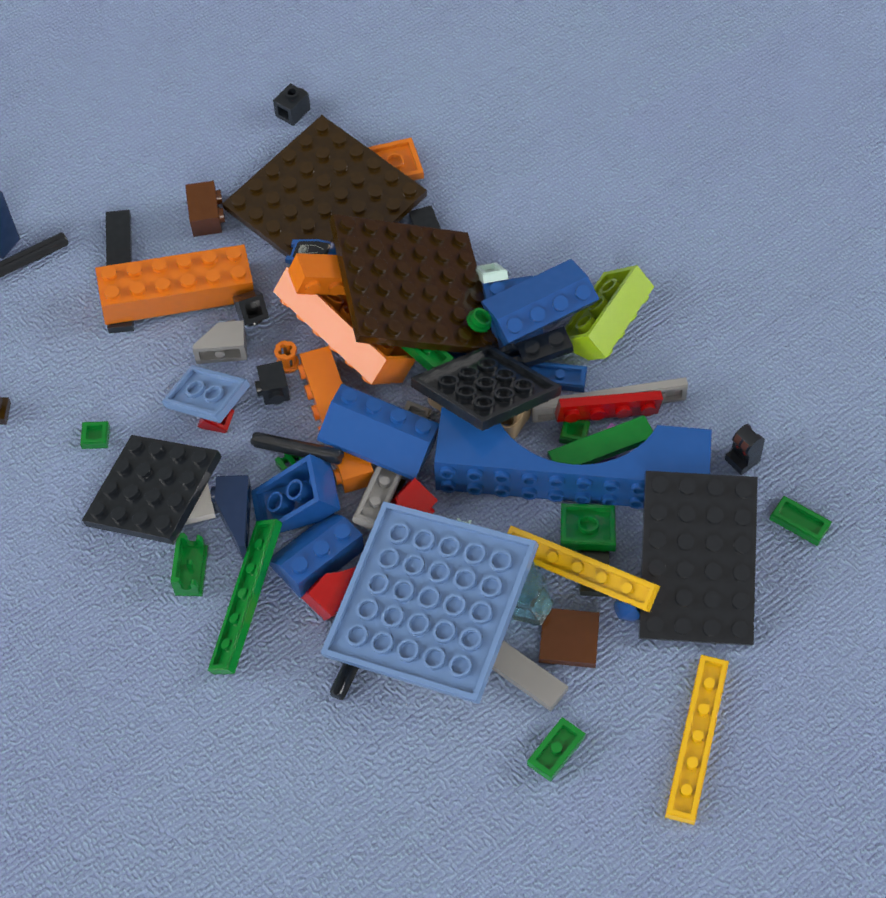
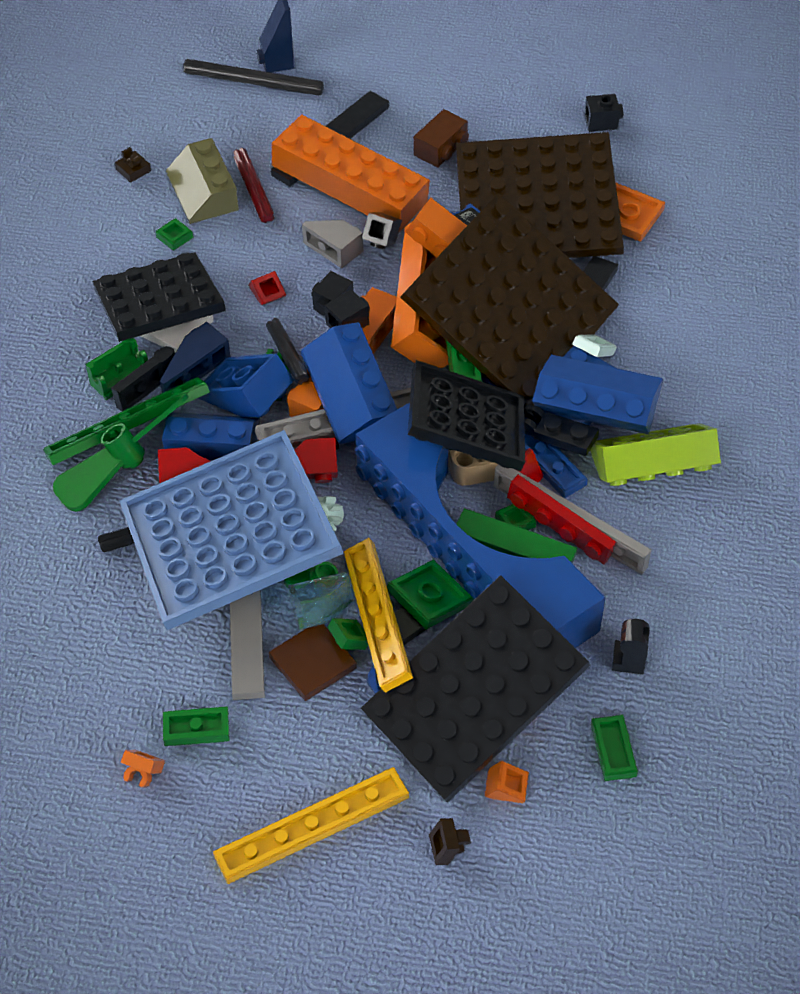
camera: 45 degrees right, 5 degrees down
(70, 378) = (202, 182): none -> olive slope
(108, 350) = (253, 185): none -> dark red axle
(206, 393) = (275, 263): medium blue tile -> none
(217, 555) = (142, 380): none -> black hinge
(269, 661) = (85, 480): none -> green piece
(290, 351) = (363, 284): orange bush -> none
(315, 386) = (346, 310): none -> black brick
(479, 320) = (530, 367): green plate -> none
(557, 804) = (143, 763): none -> orange tile
(576, 599) = (348, 634): none -> green plate
(771, 601) = (506, 783): none -> orange slope
(787, 667) = (447, 841): none -> dark brown tile

